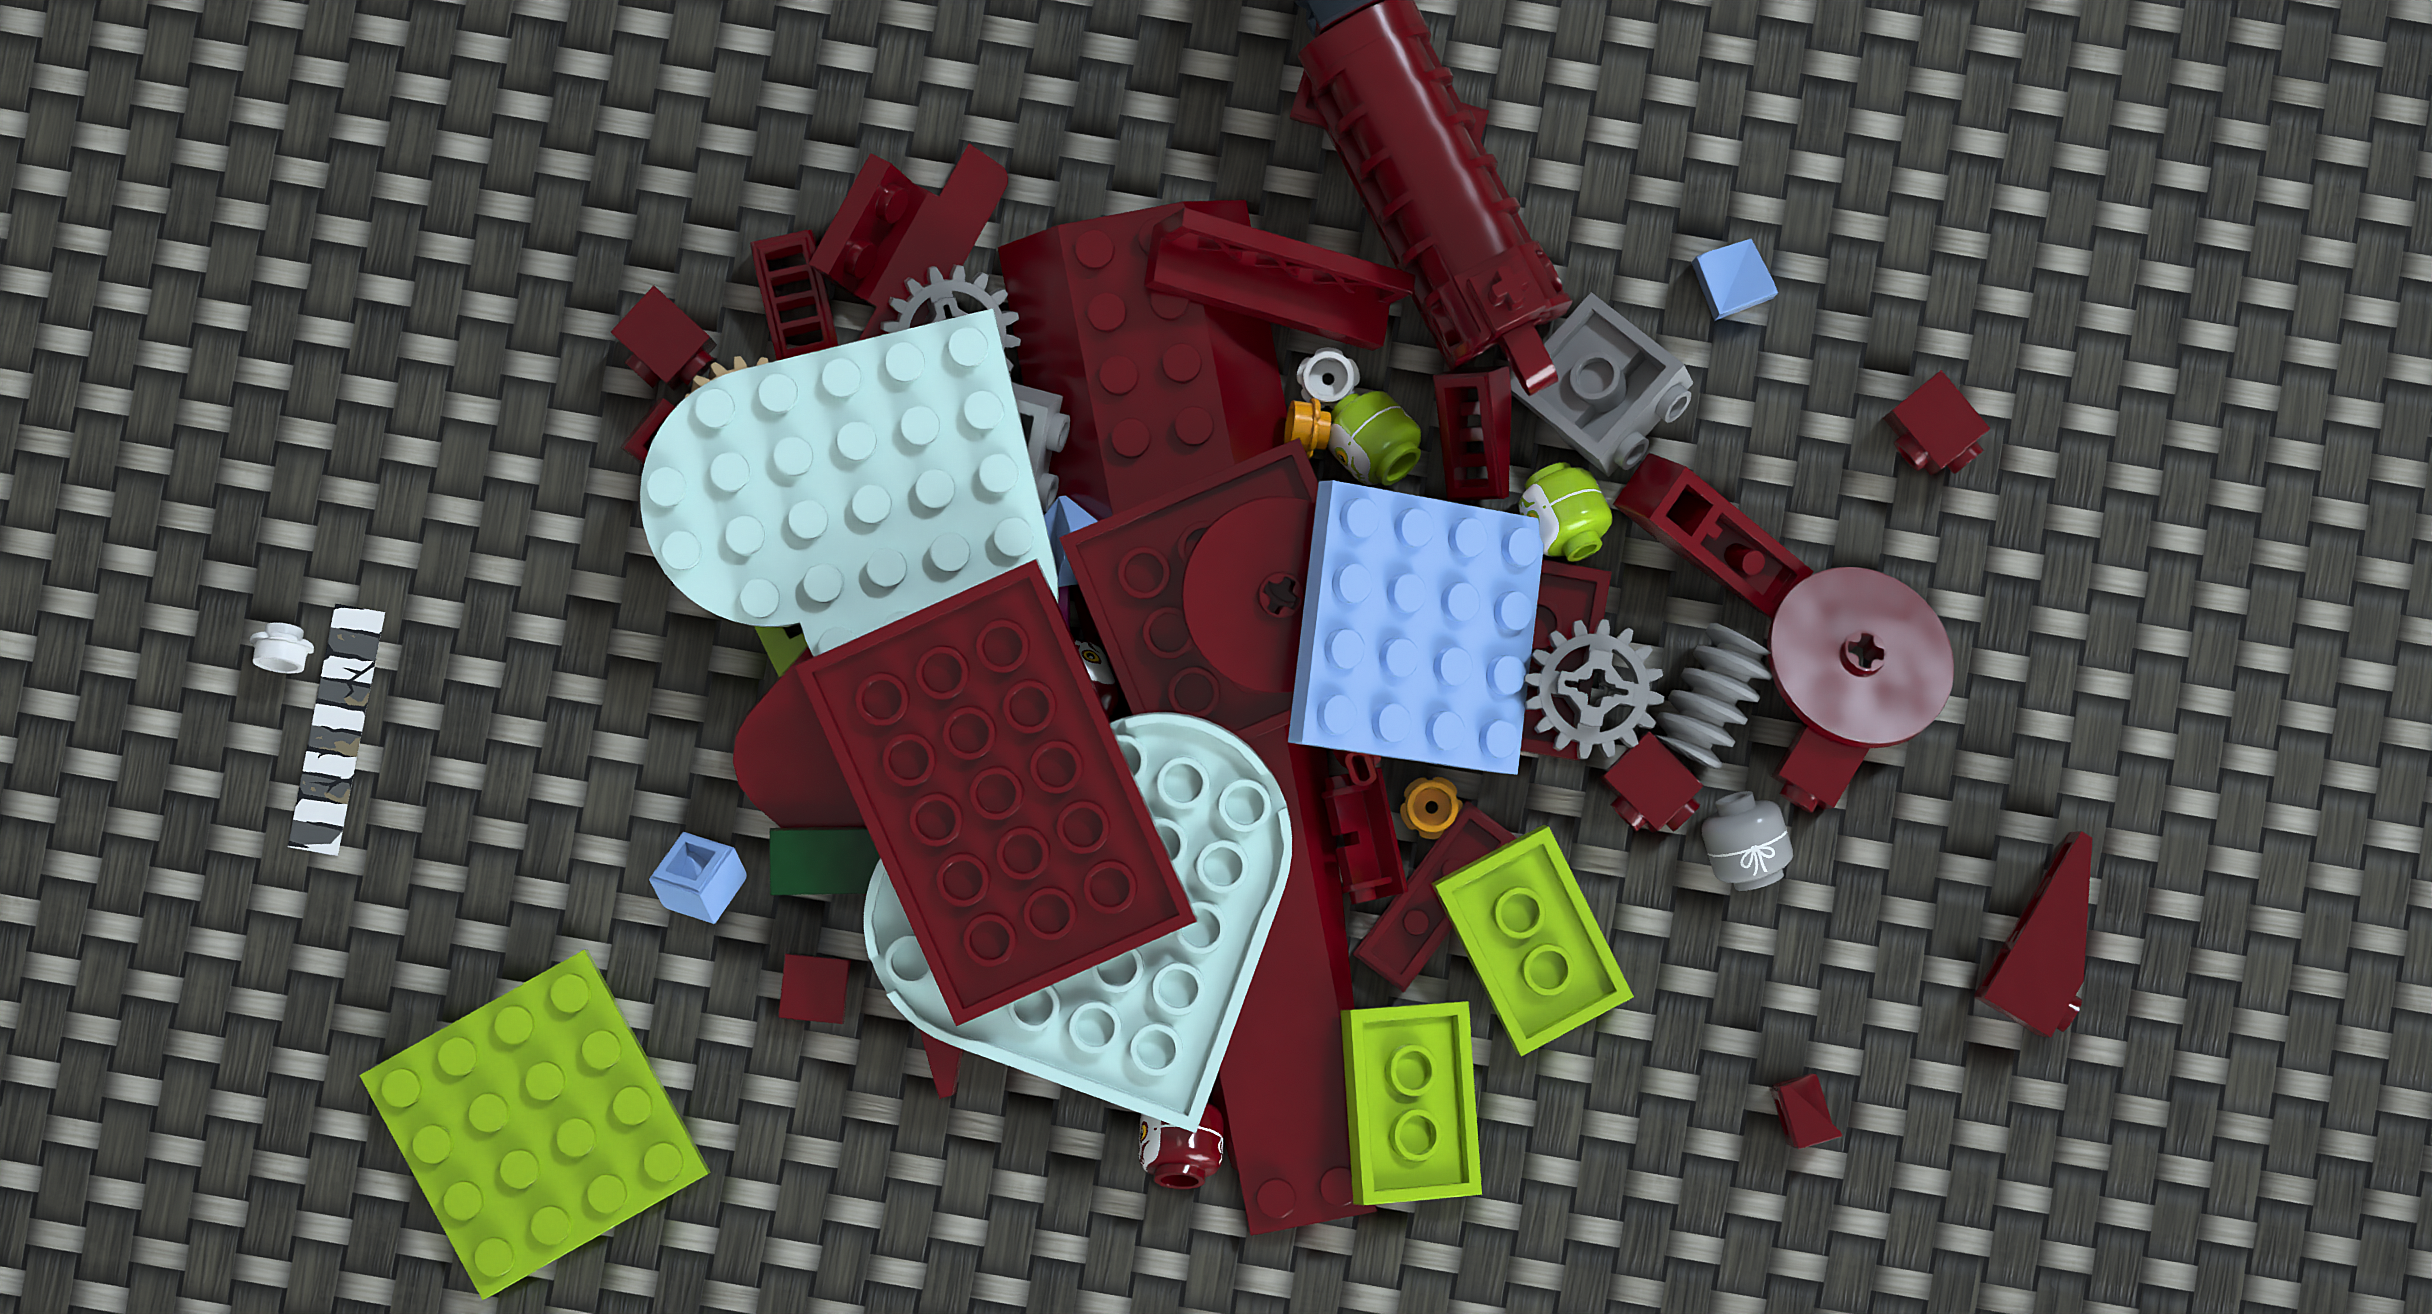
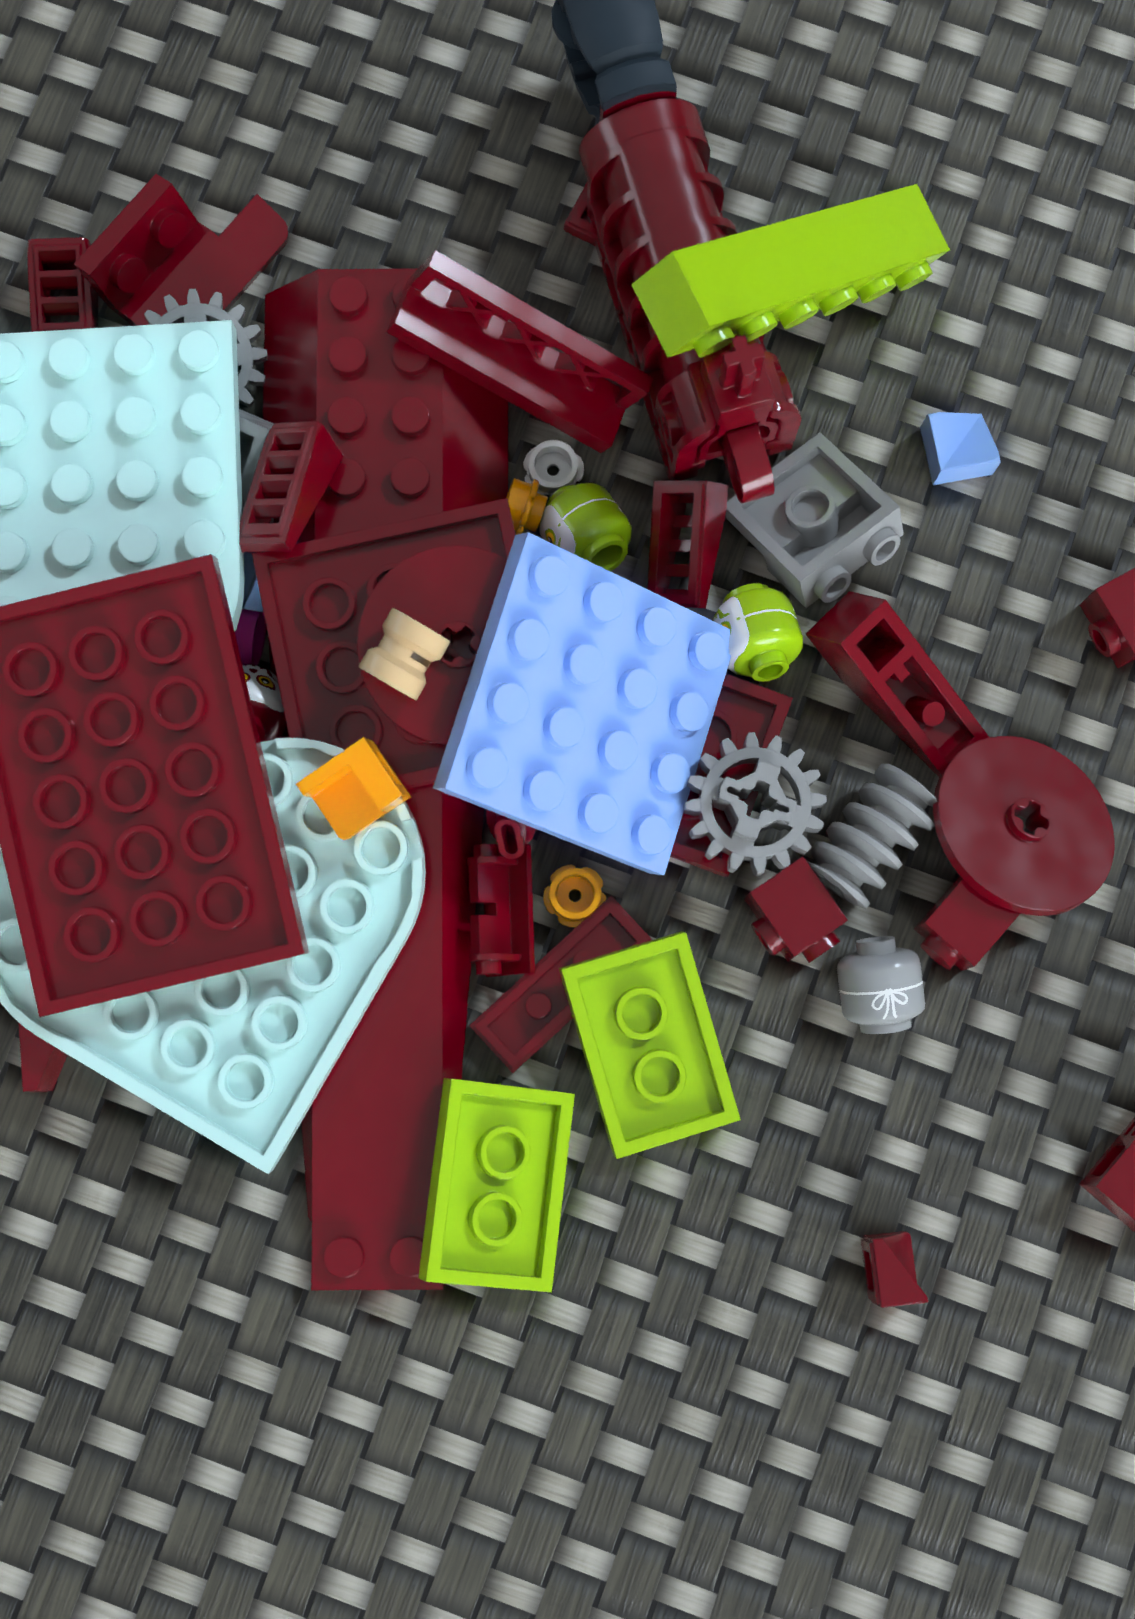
camera: 10 degrees right, 5 degrees down
(1070, 428) = (287, 485): none -> dark red slope
(1178, 1155) = (258, 1198): dark red head -> none
(1214, 756) = (354, 788): none -> light orange panel
(1236, 619) = (404, 654): none -> tan wheel
(1539, 155) = (790, 271): none -> lime brick

